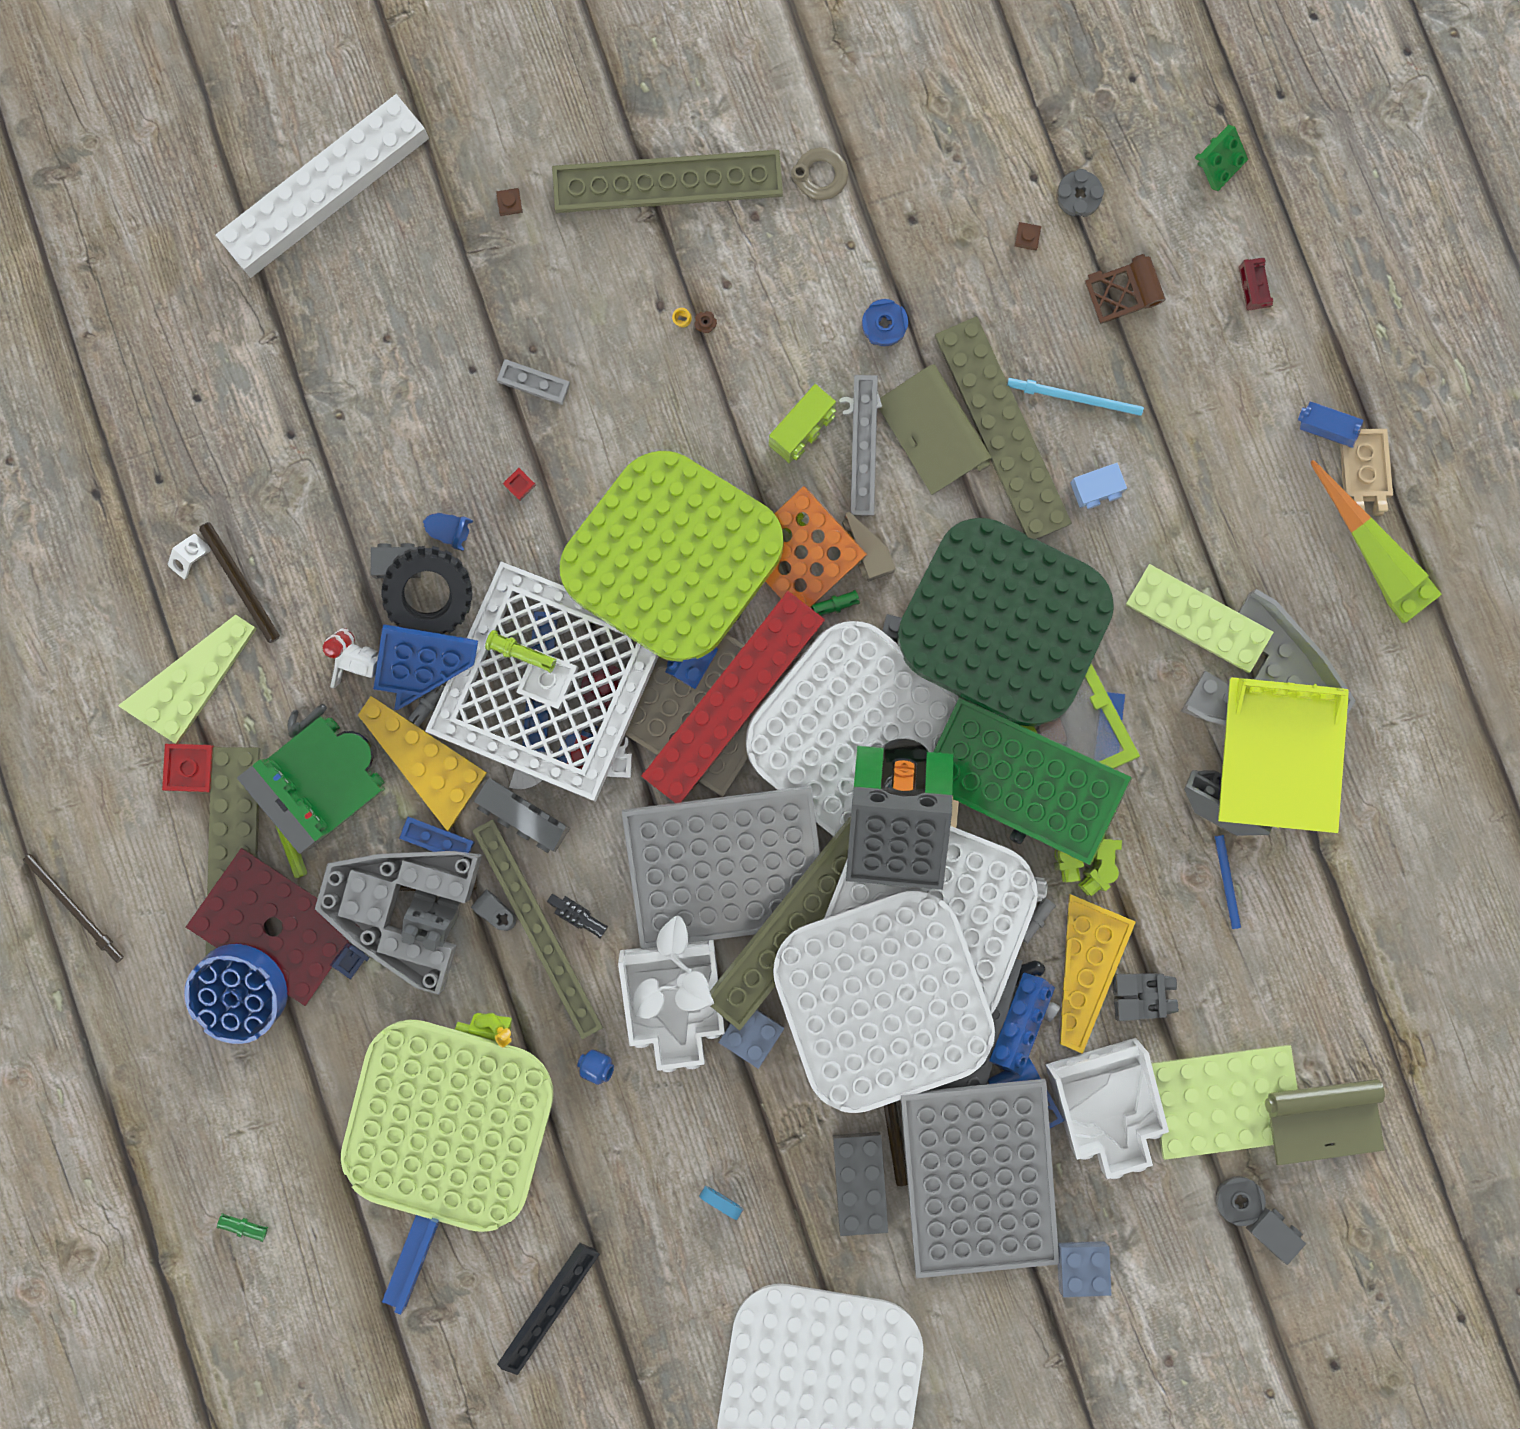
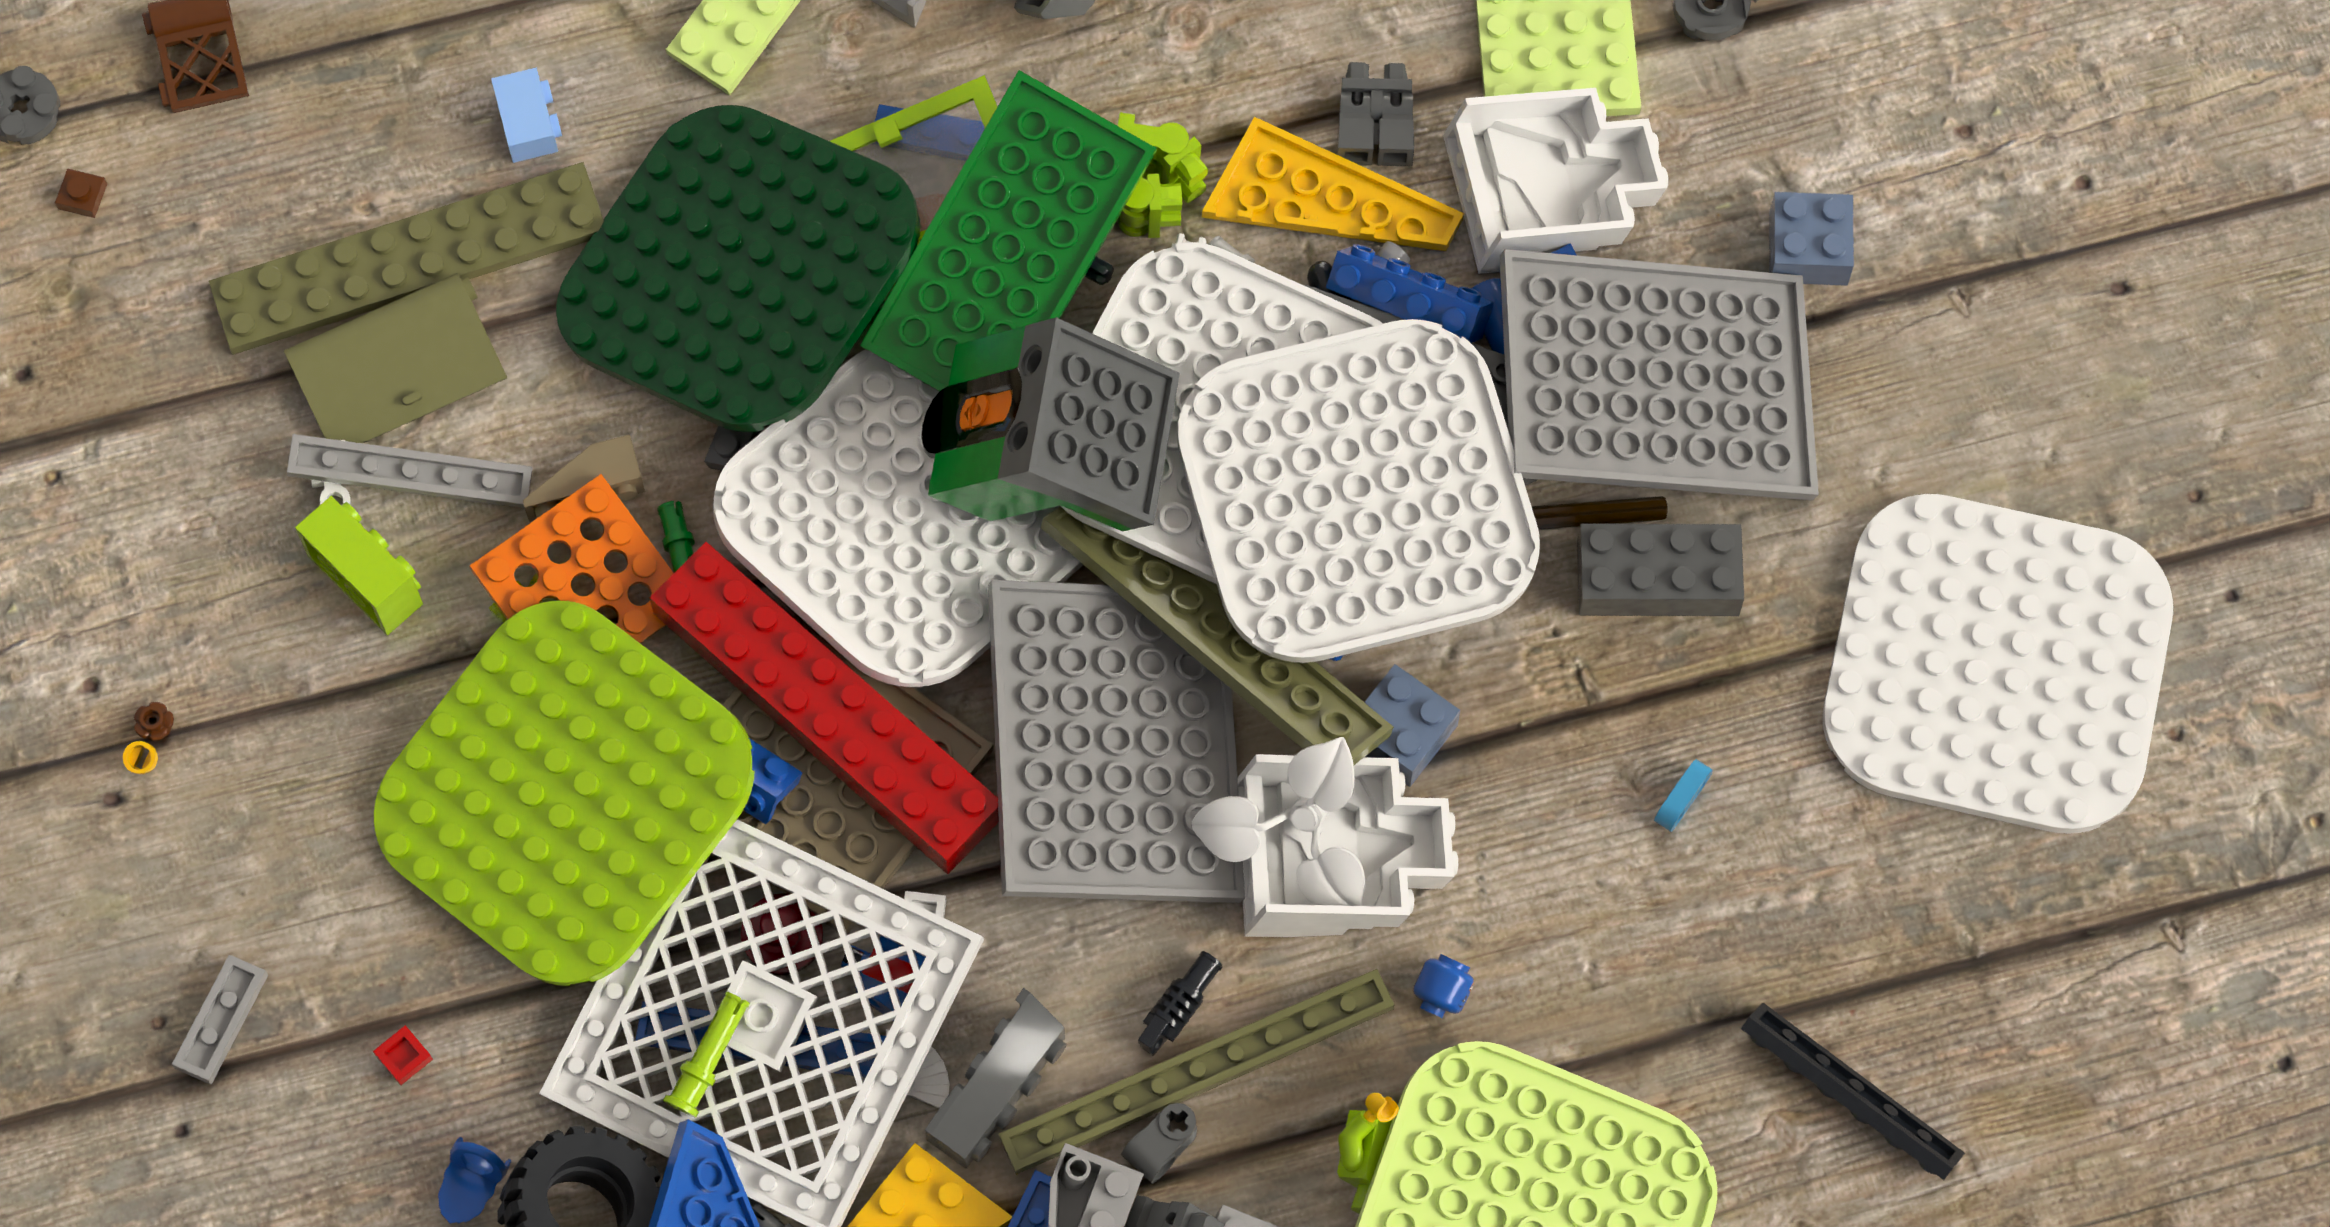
camera: 85 degrees left, 15 degrees down
(892, 312) = (204, 449): blue plate -> none
(1031, 387) = (343, 205): medium azure bar -> none

